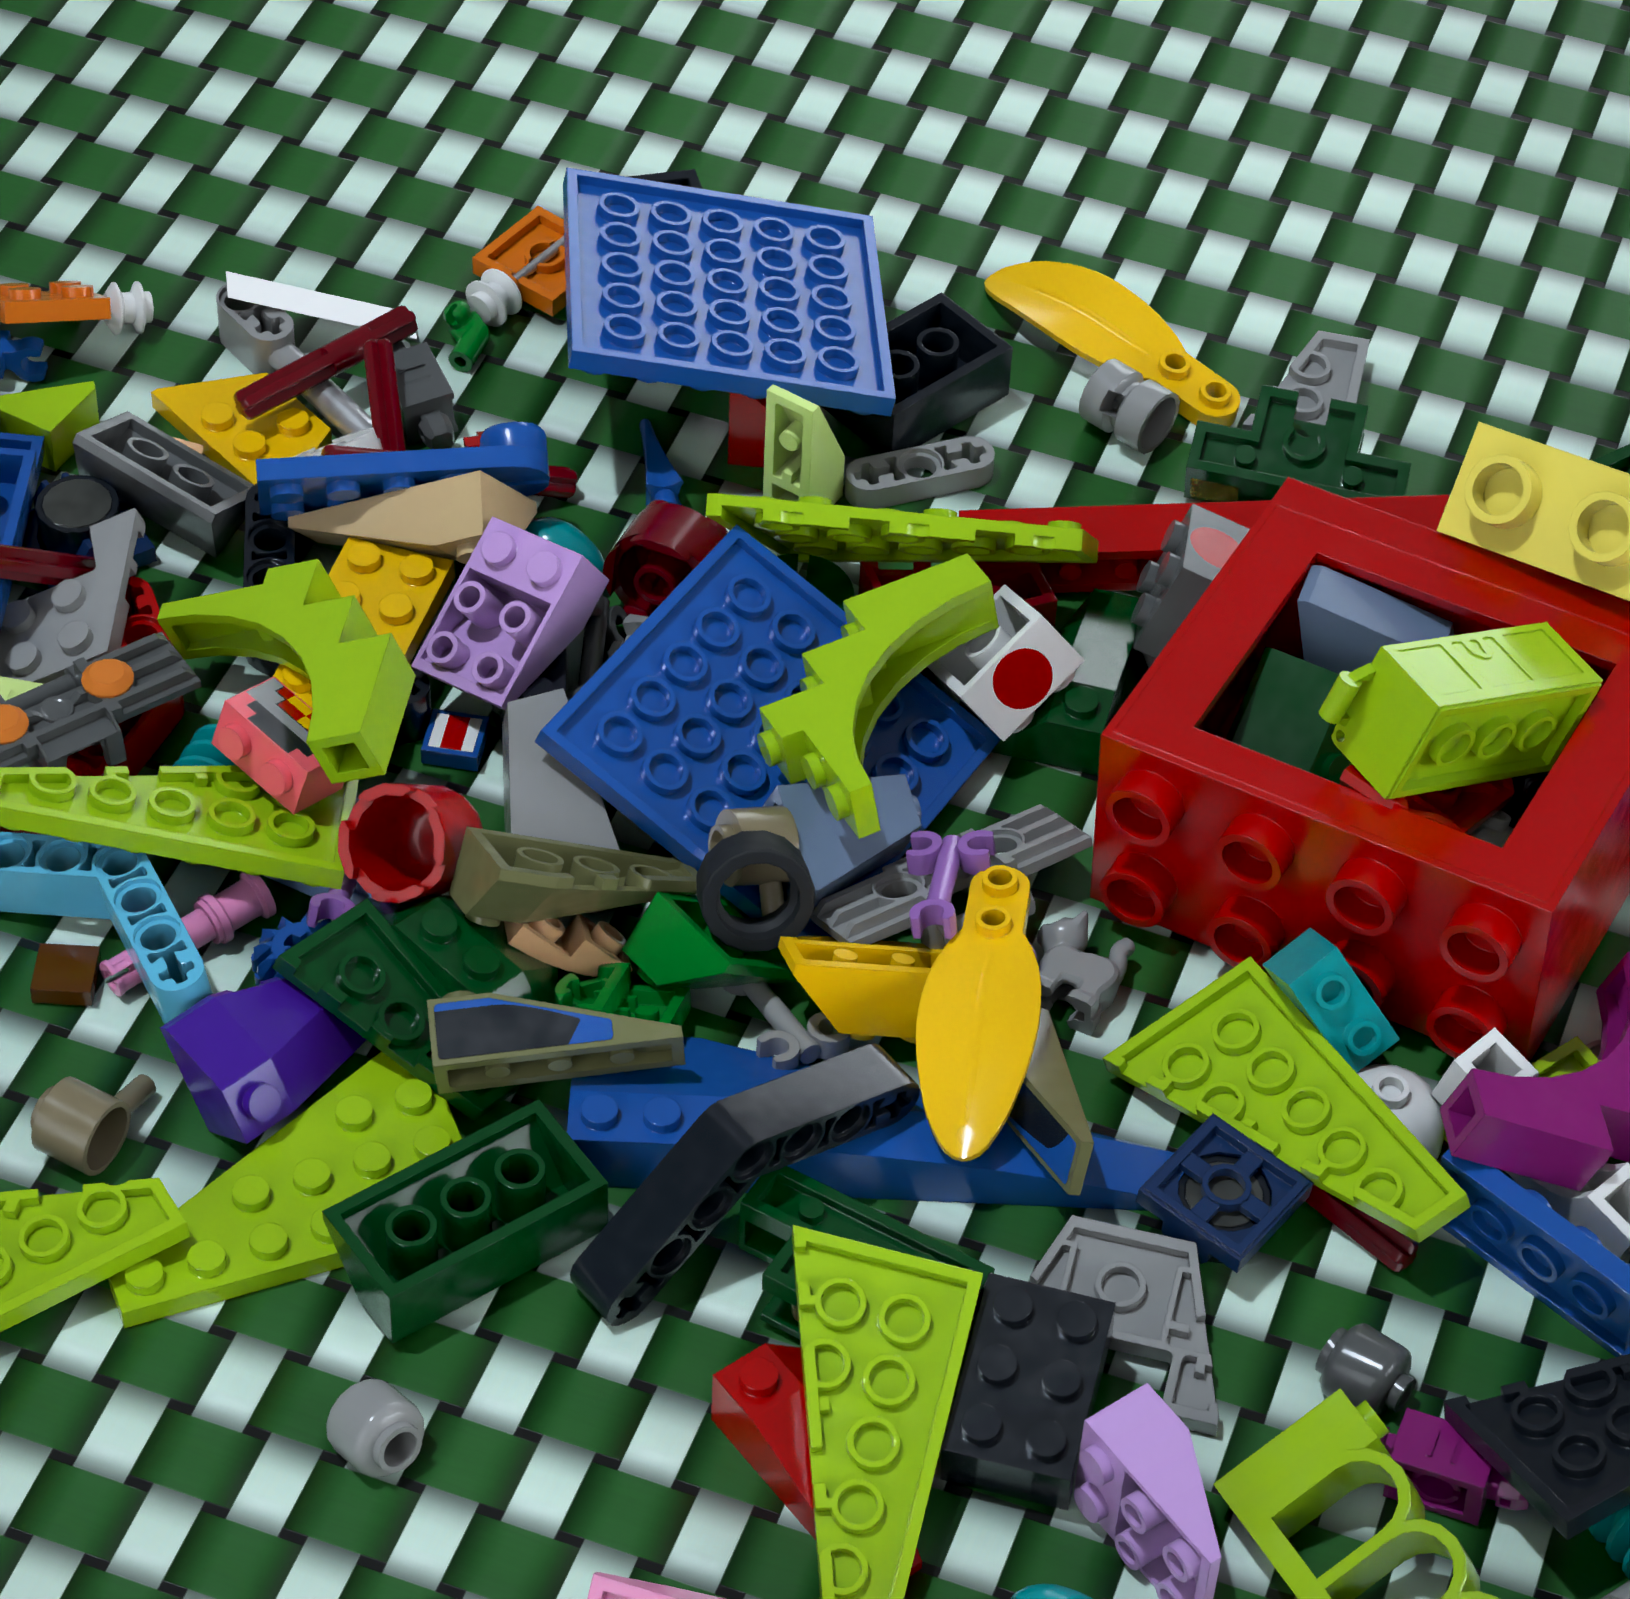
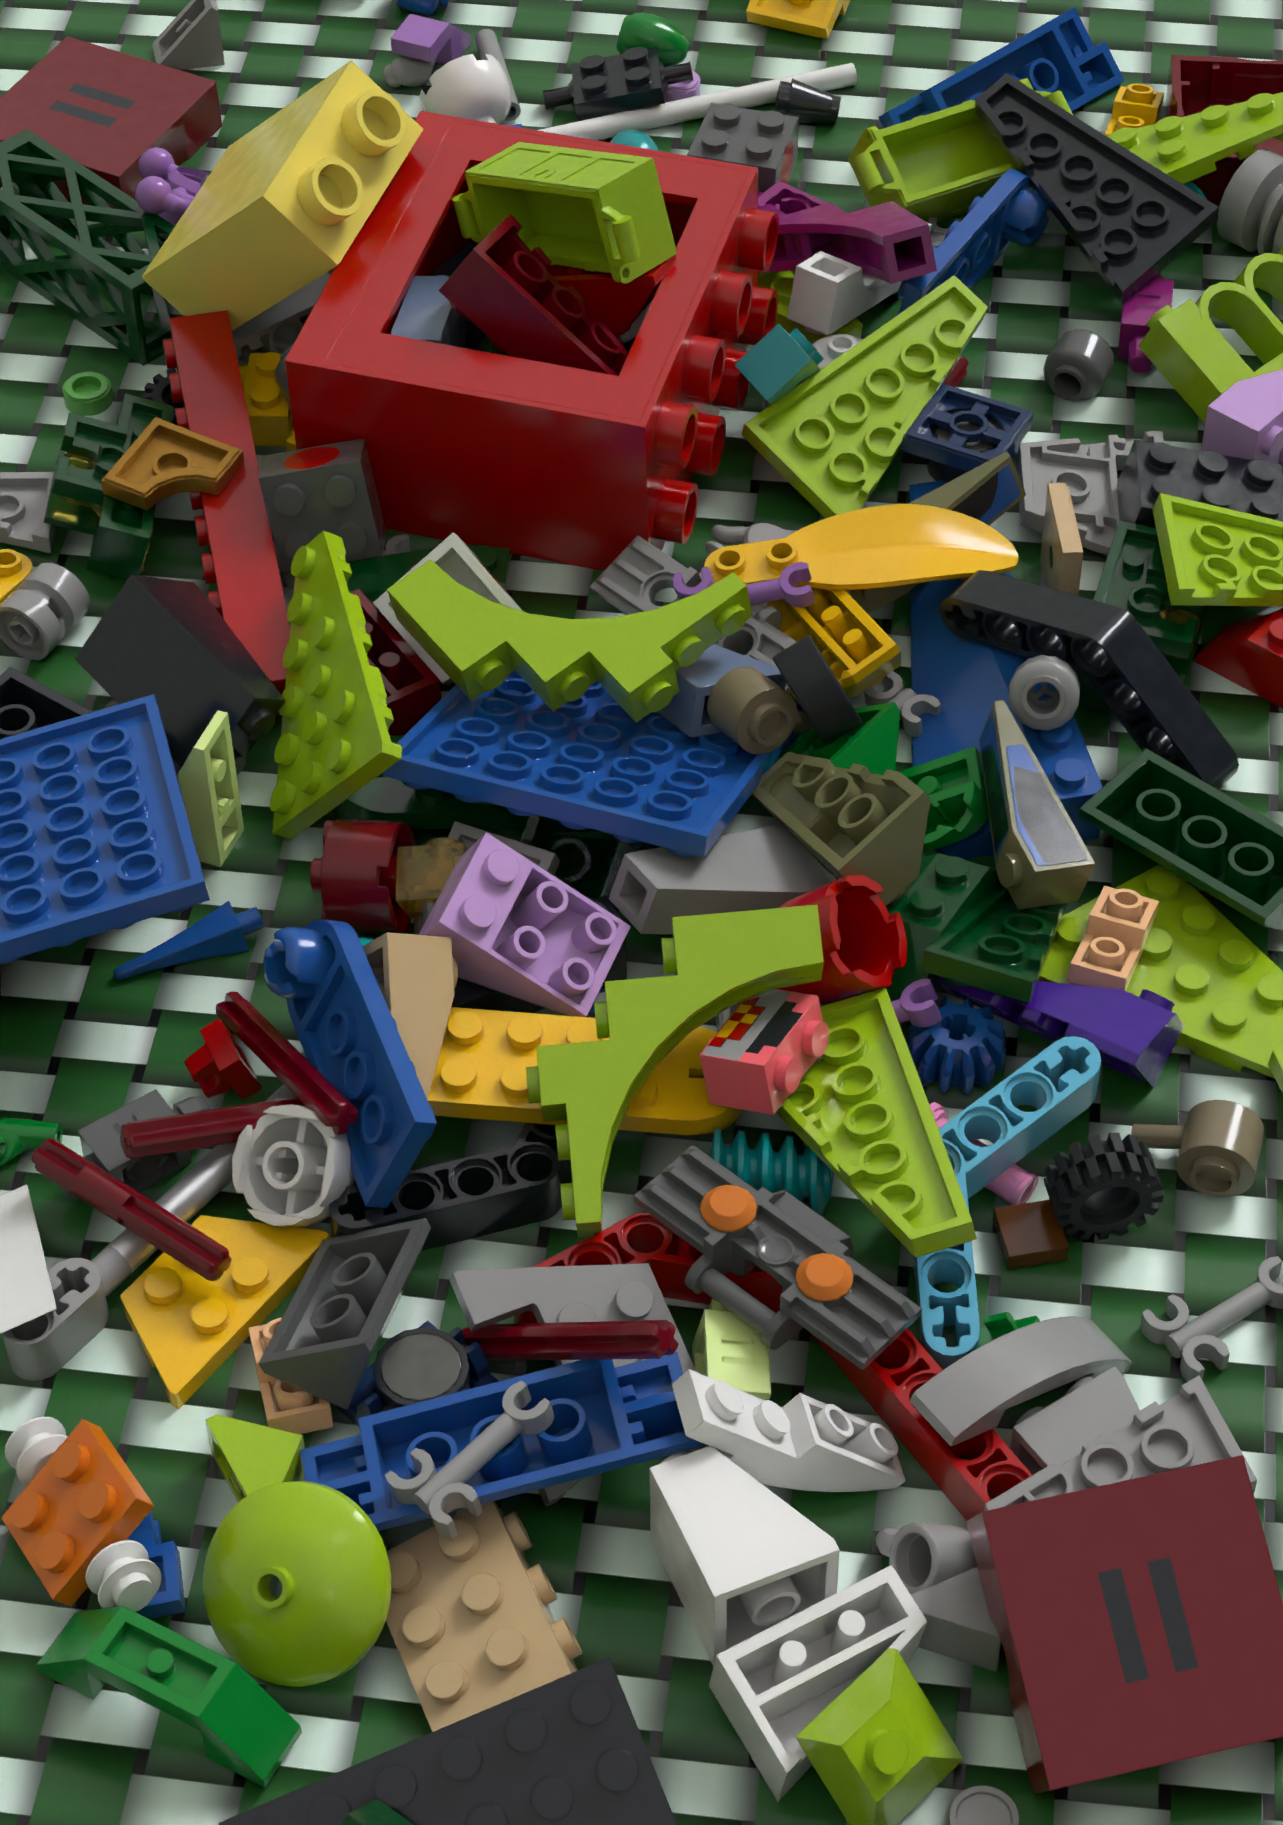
camera: 100 degrees left, 0 degrees up
(63, 1007) = (1103, 1186): none -> black tyre
(365, 1106) = (1113, 939): none -> light nougat slope
(630, 599) = (424, 872): none -> clear yellow brick
(690, 1081) = (1029, 705): none -> light grey head
(975, 1212) = (1061, 542): none -> tan tile
(989, 458) = (176, 645): none -> black slope
(1262, 462) = (170, 462): none -> pearl gold tile
(1340, 637) = (524, 307): none -> dark red wedge

